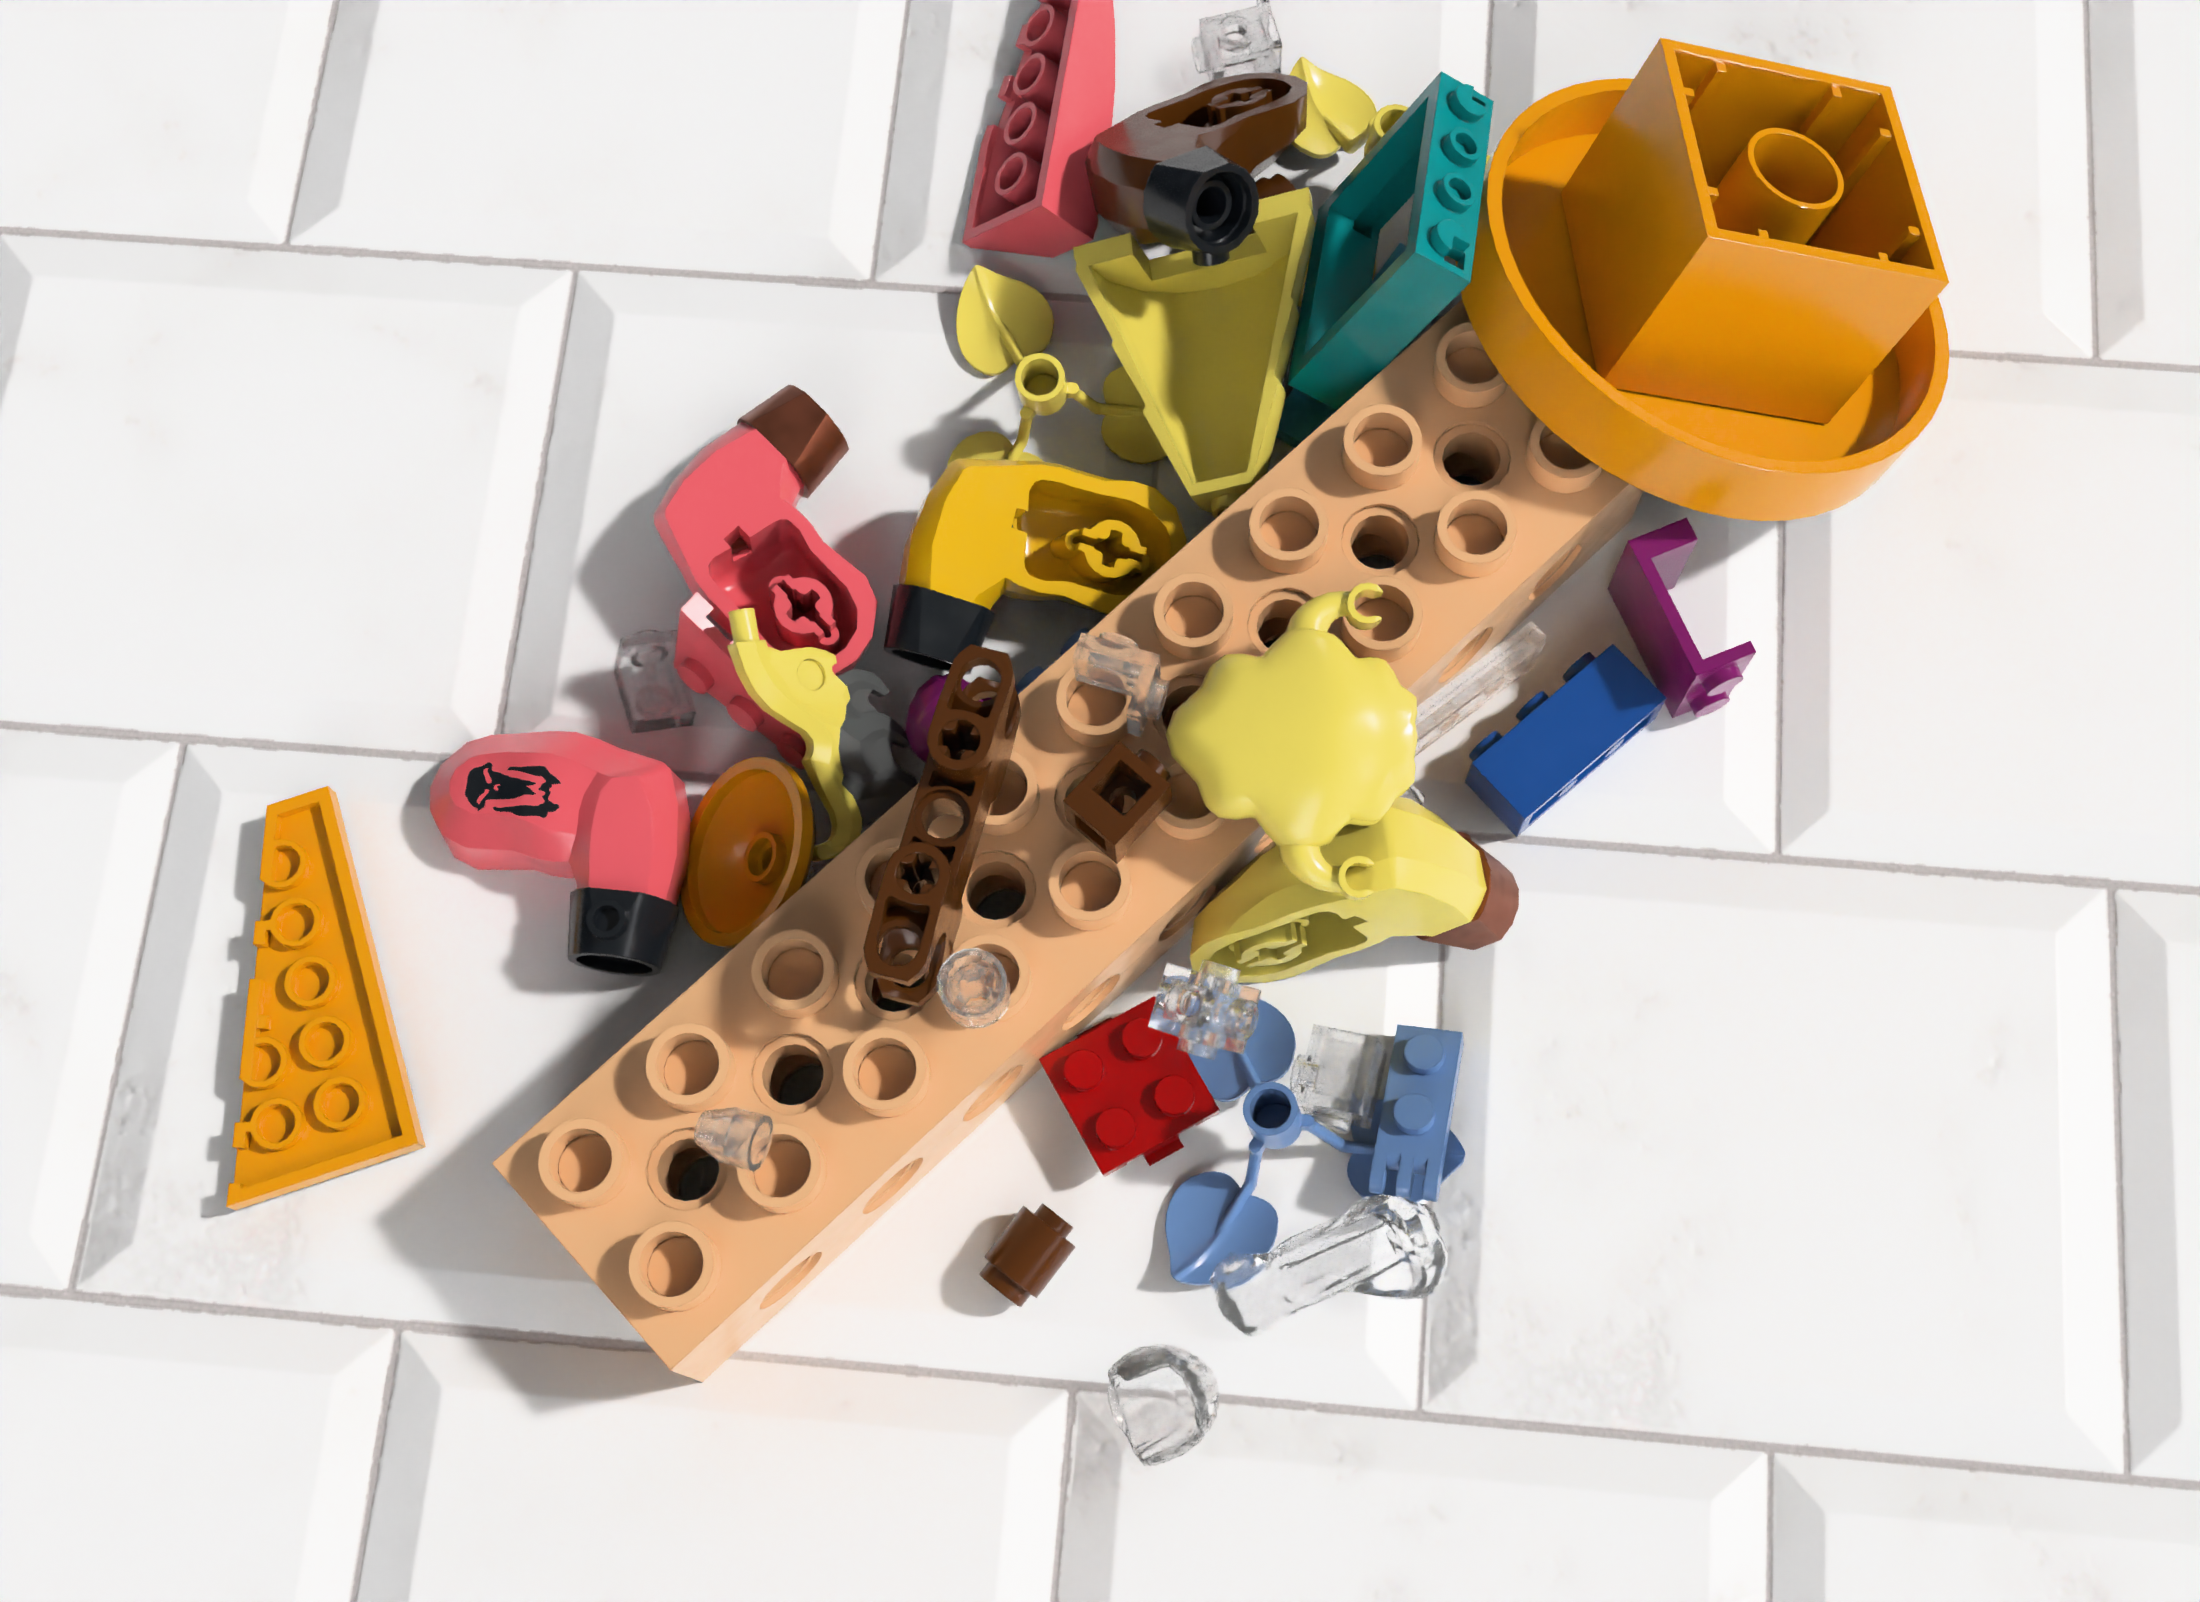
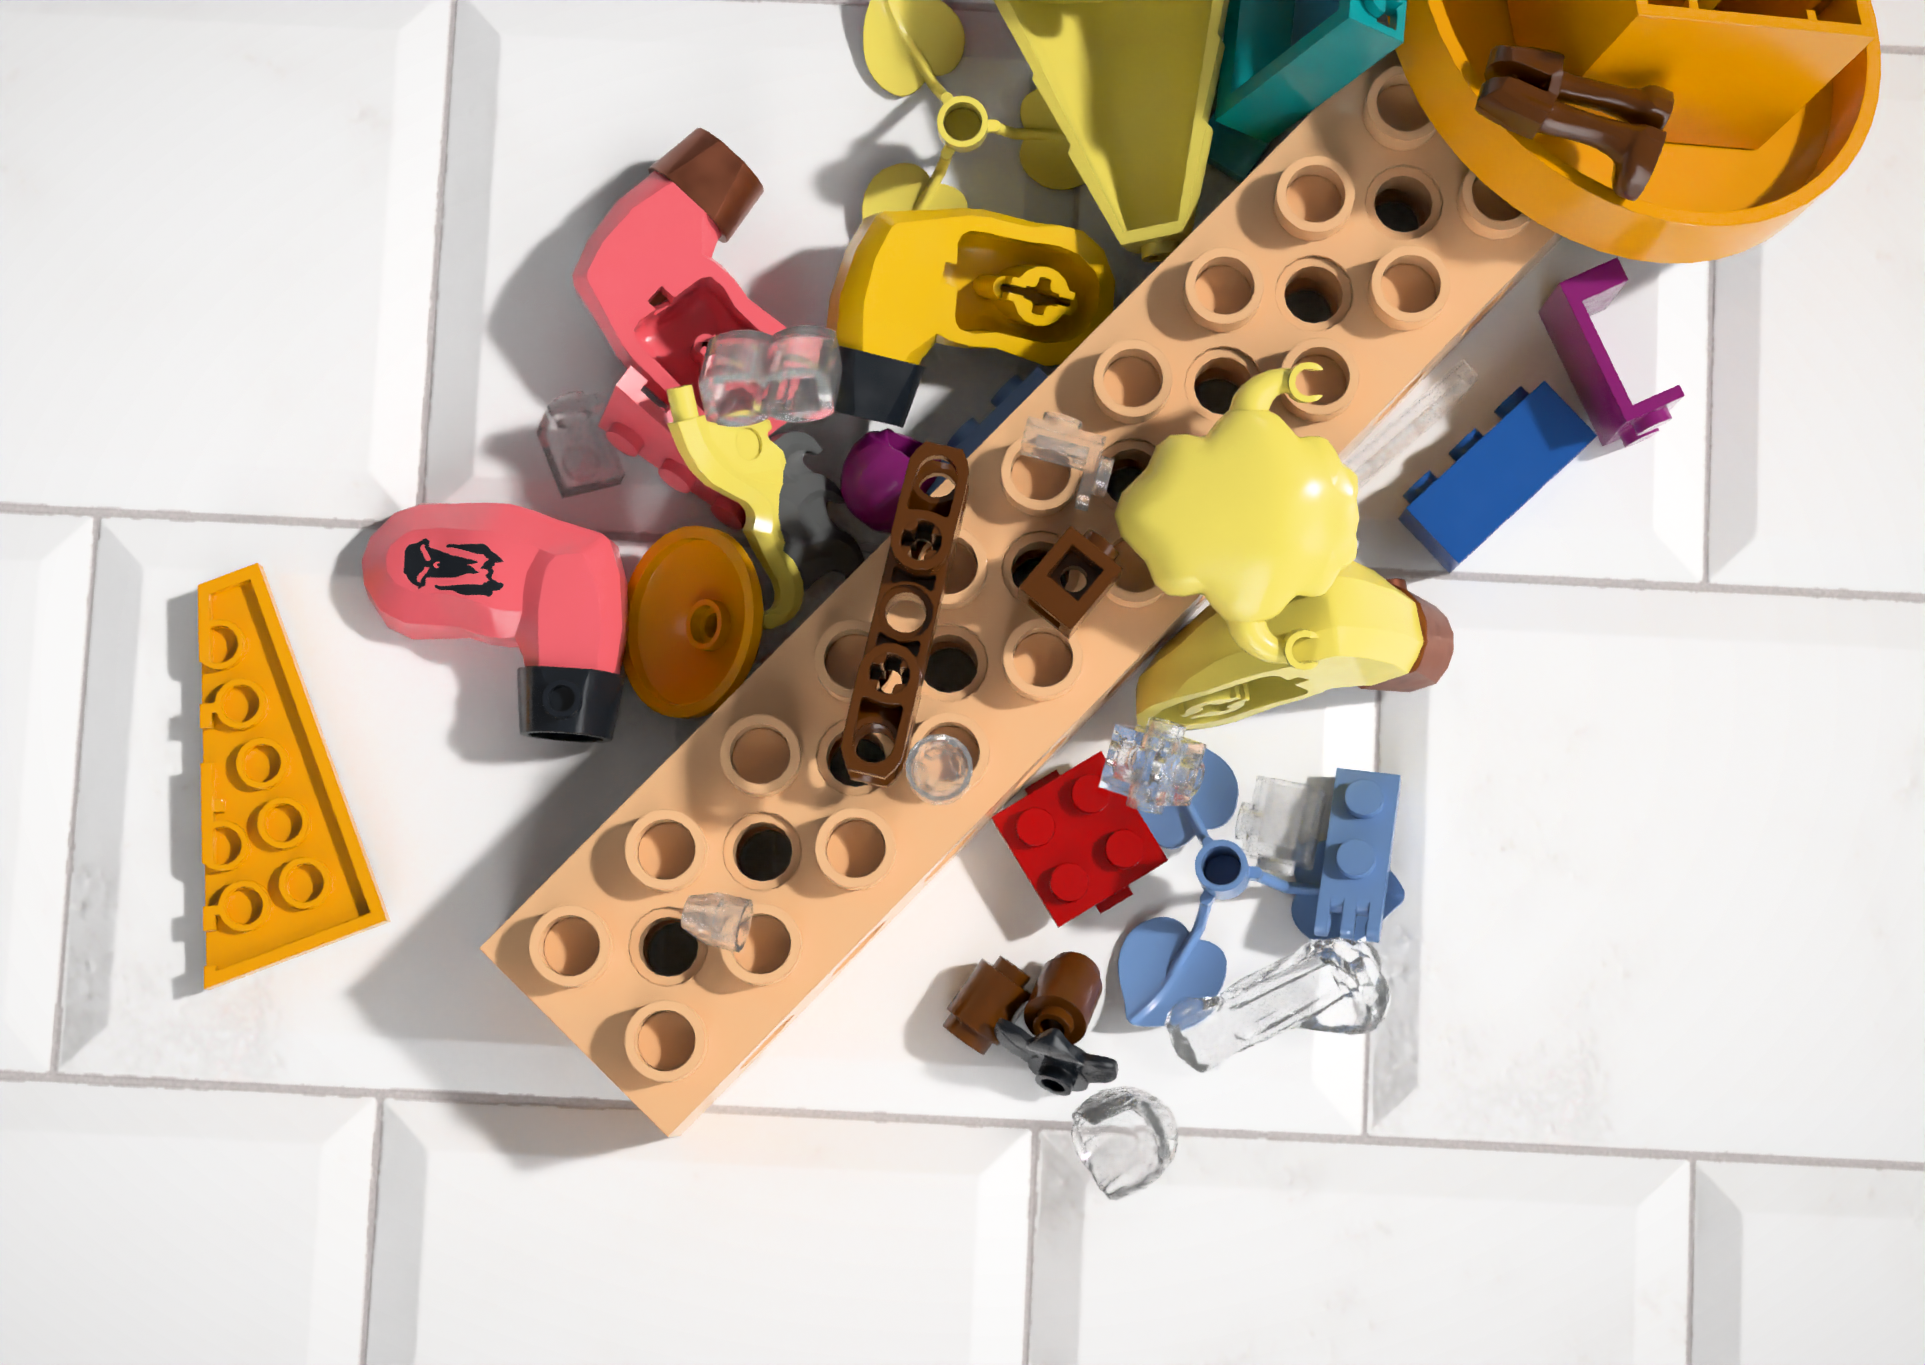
camera: 10 degrees left, 10 degrees up
(843, 607) = (768, 375): none -> clear brick
(1094, 1316) = (1054, 1060): none -> black plate
(1105, 1250) = (1064, 996): none -> reddish brown brick
(1600, 330) = (1529, 94): none -> reddish brown piece

